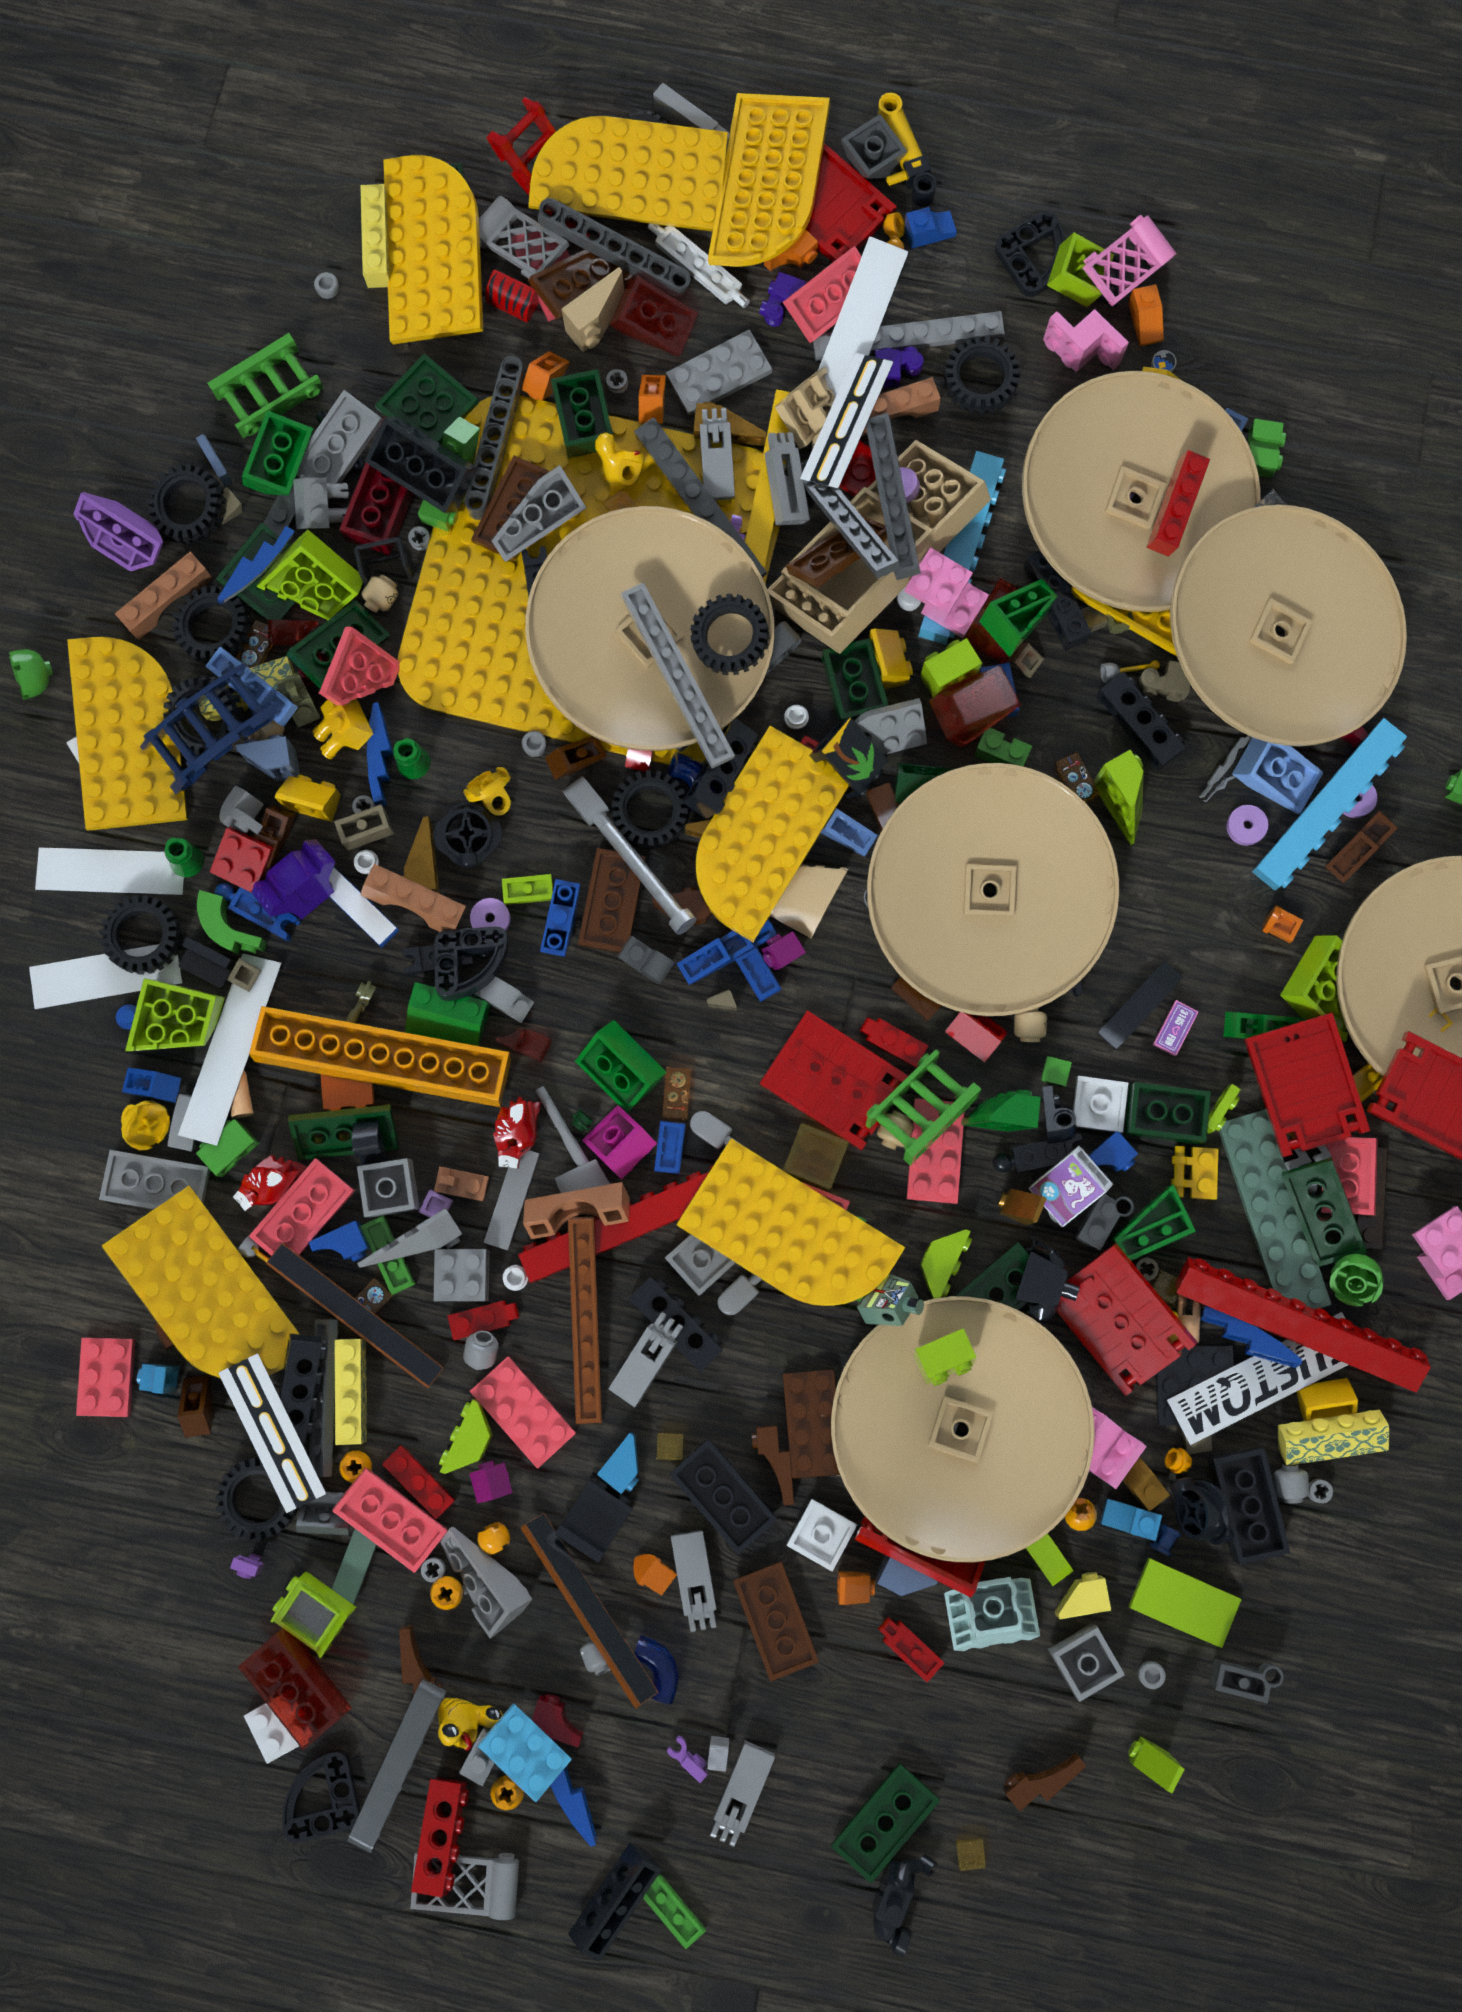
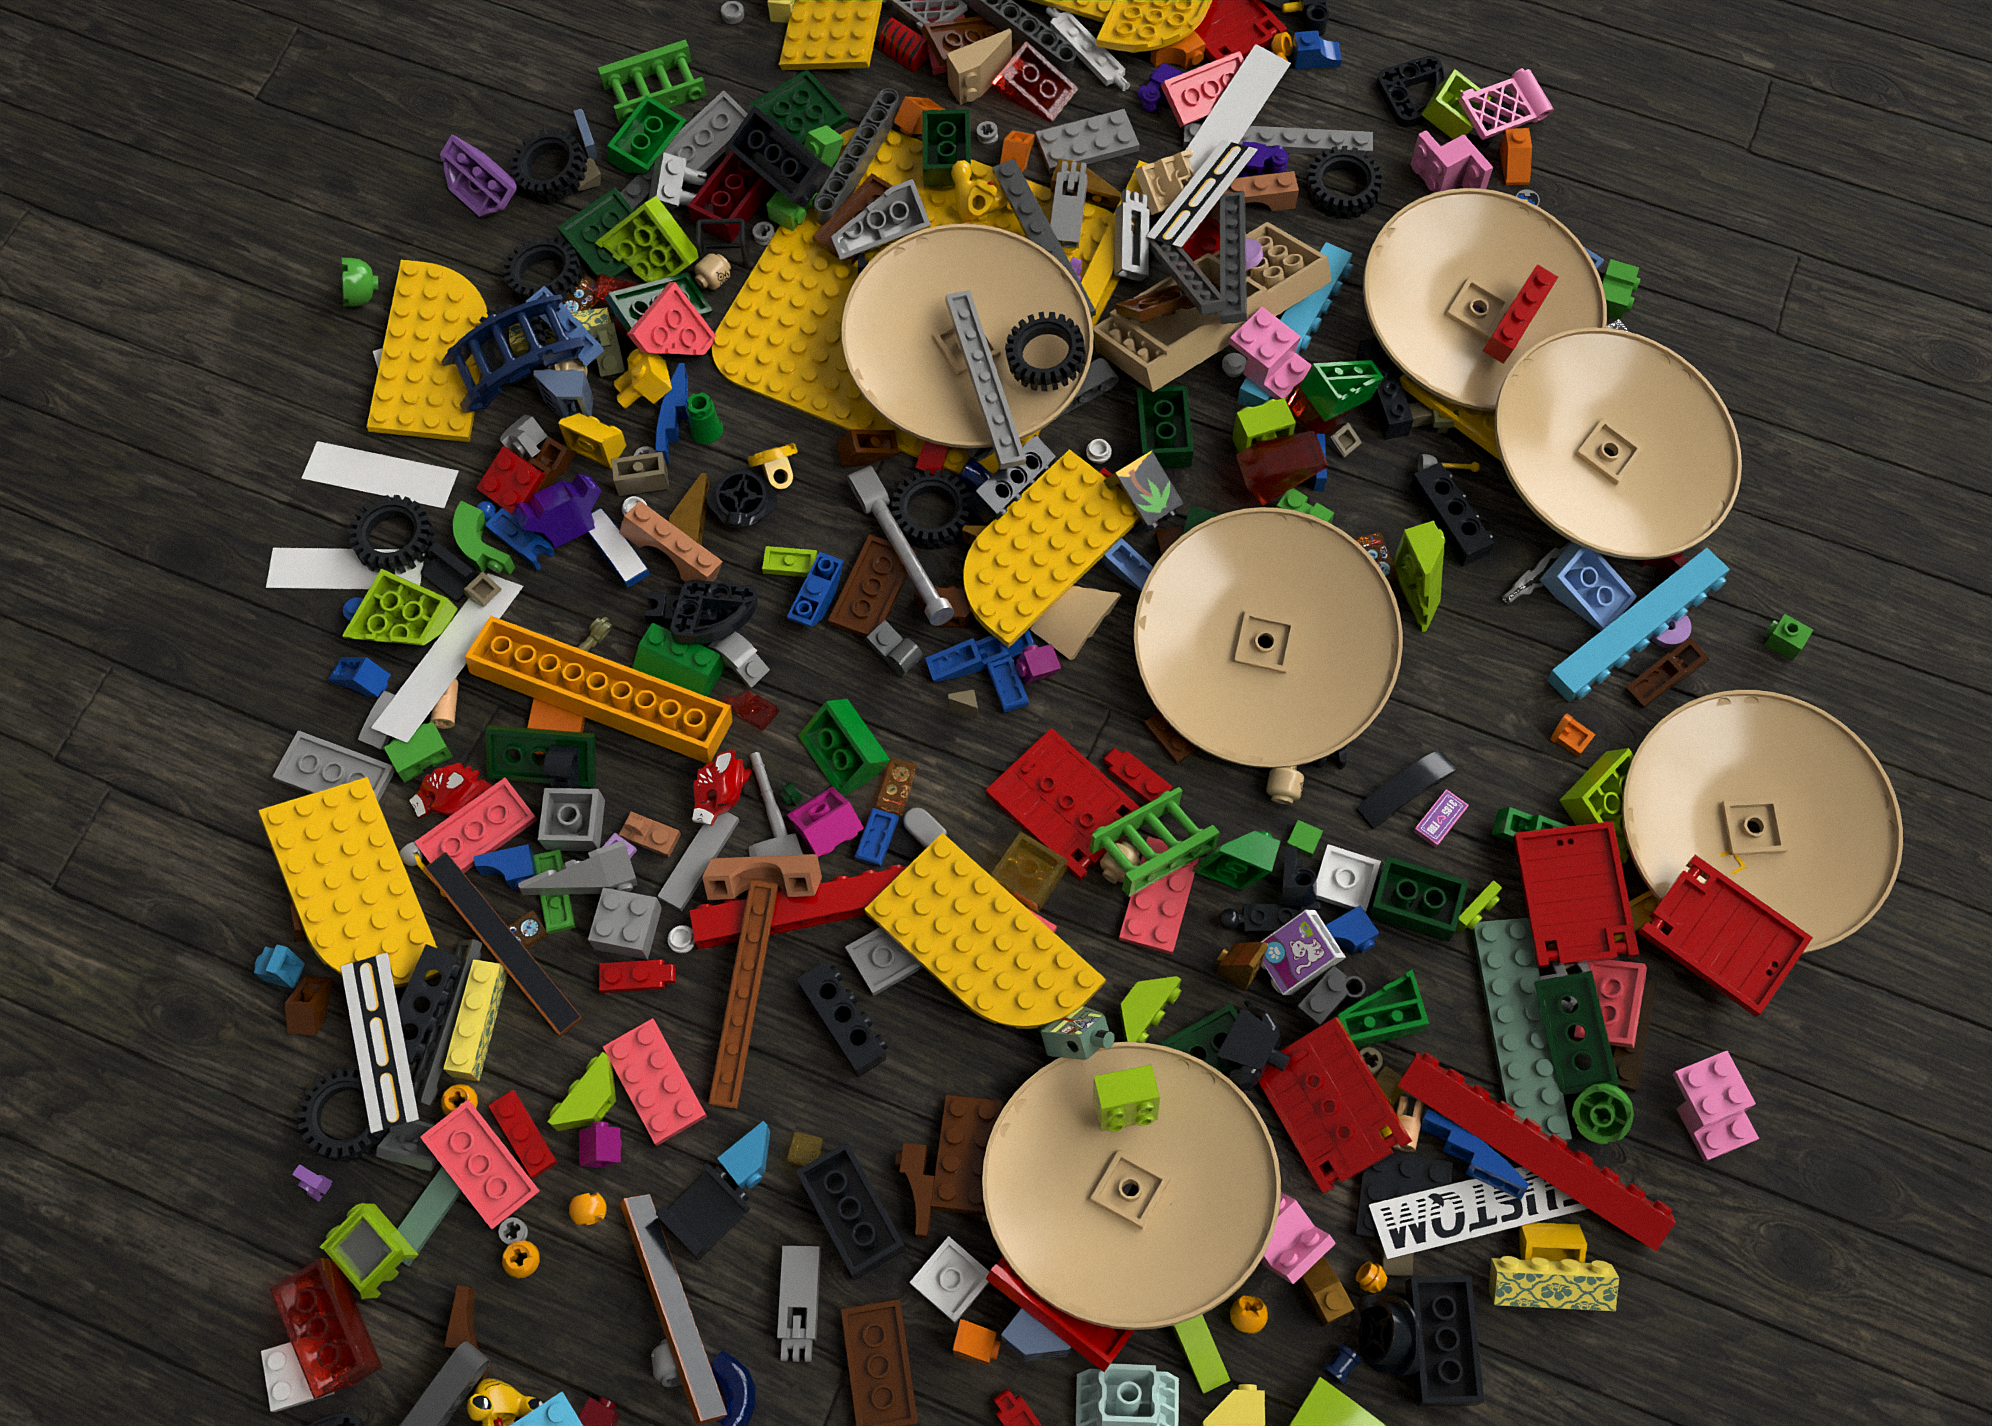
camera: 10 degrees right, 15 degrees down
(105, 1377) = (224, 958): coral plate -> none
(143, 610) = (480, 248): nougat arch -> none
(144, 1124) = (341, 711): yellow tile -> none
(187, 863) = (454, 470): green plant -> none
(249, 571) = (592, 225): blue slope -> none
(480, 1350) = (625, 1004): light grey head -> none
(490, 907) = (747, 572): lavender piece -> none
(493, 1589) = (572, 1263): light grey wedge -> none
(534, 744) = (830, 431): light grey tile -> none
(640, 1369) = (791, 1056): light grey hinge -> none
(653, 1573) = (754, 1284): orange tile -> none
(738, 1294) = (917, 1002): light grey piece -> none
(890, 657) = (1204, 410): yellow slope -> none
(895, 726) = (1197, 472): light grey plate -> none
(976, 1034) = (1226, 783): brick -> none
(1131, 1519) = (1306, 1332): dark azure arch -> none
(1172, 685) = (1487, 486): dark tan brick -> none
(1202, 1172) = (1448, 971): yellow plate -> none
(1250, 814) = (1548, 622): lavender piece -> none
(1291, 1484) = (1497, 1328): light grey head -> none
(1327, 1493) = (1537, 1352): light grey bush -> none

